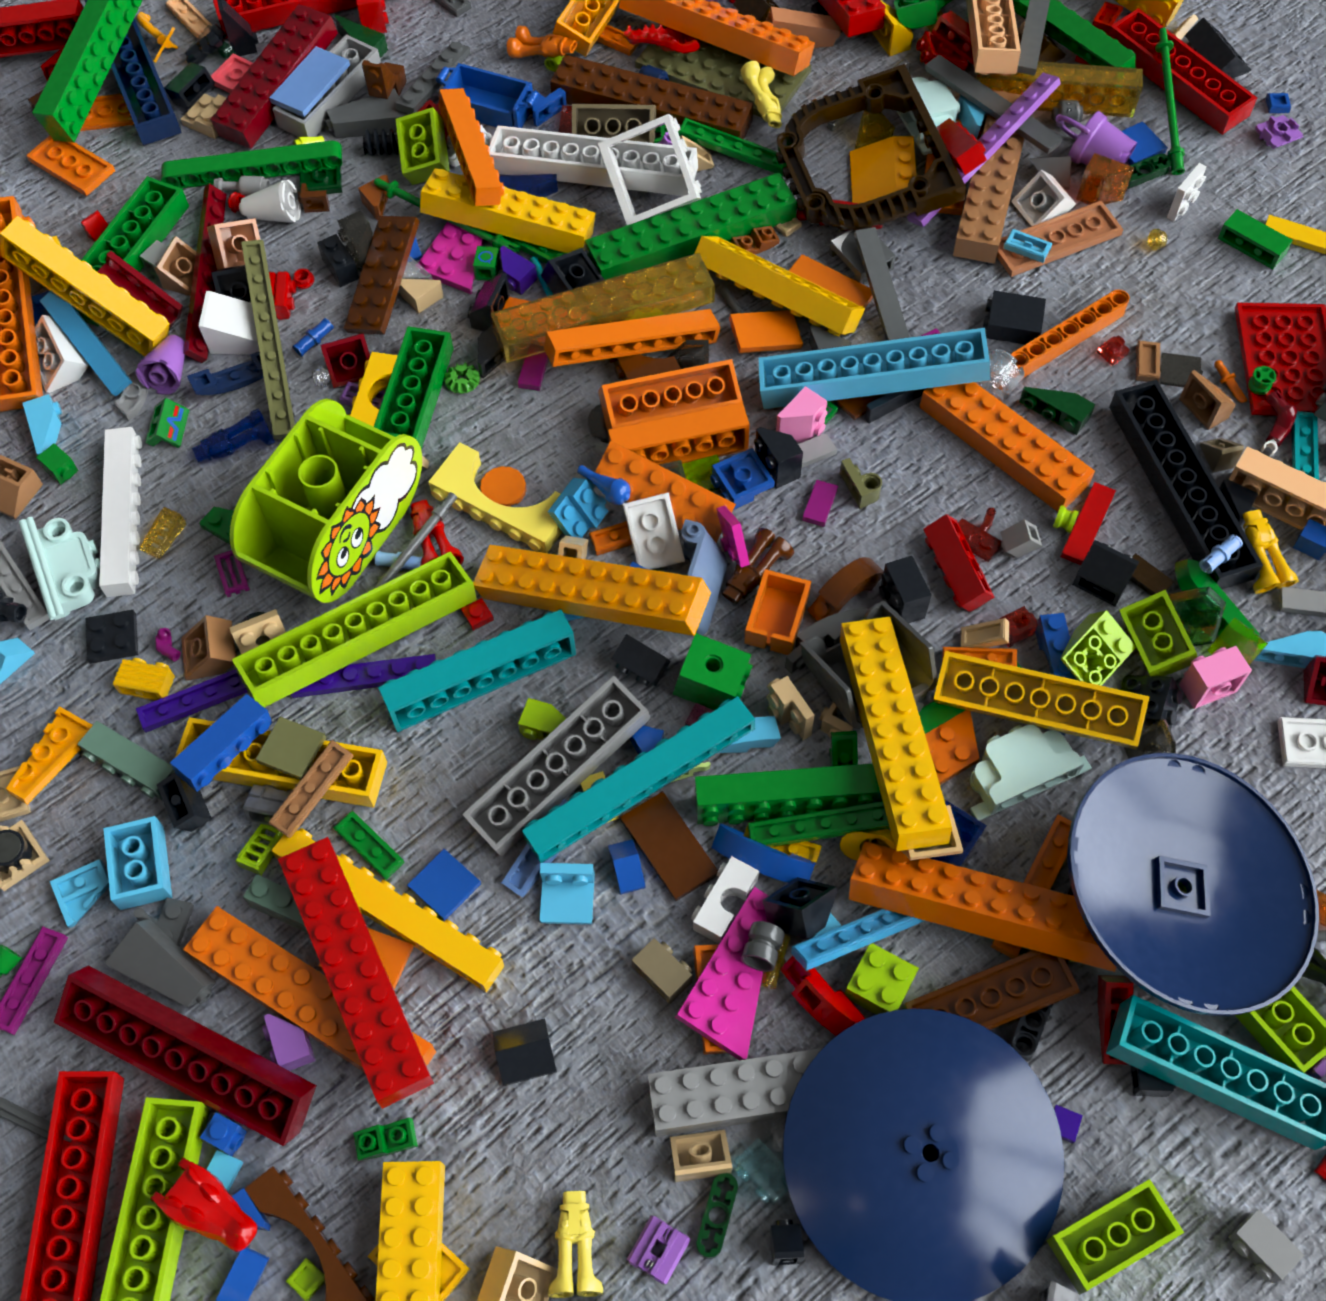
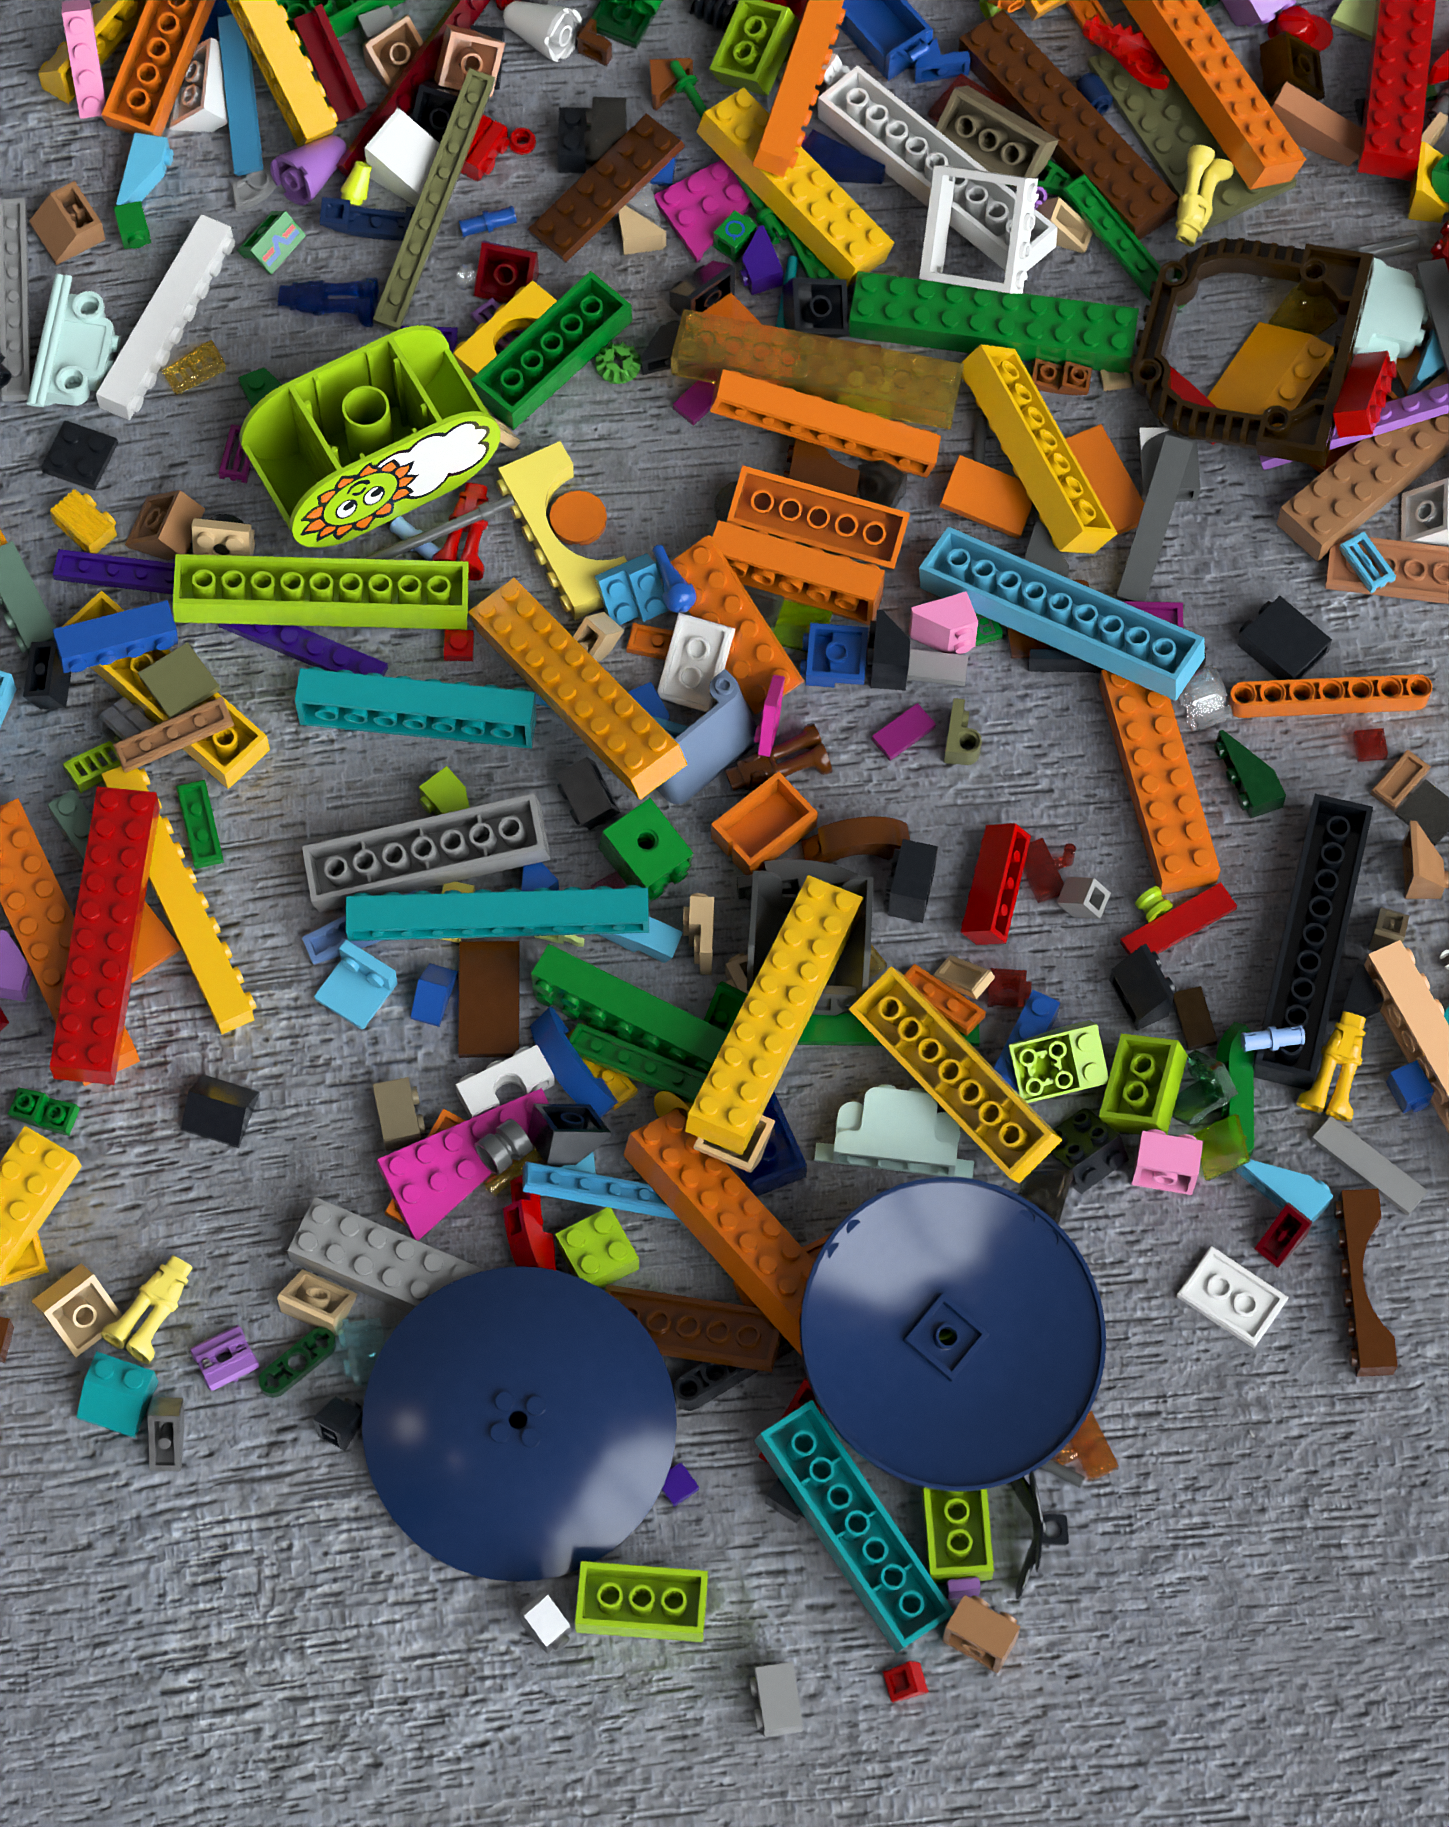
camera: 30 degrees right, 5 degrees up
(164, 644) = (125, 494): magenta arm -> none
(205, 356) = (357, 184): none -> neon yellow cone
(444, 884) = (247, 906): blue tile -> none
(953, 746) = (834, 1070): orange wing -> none

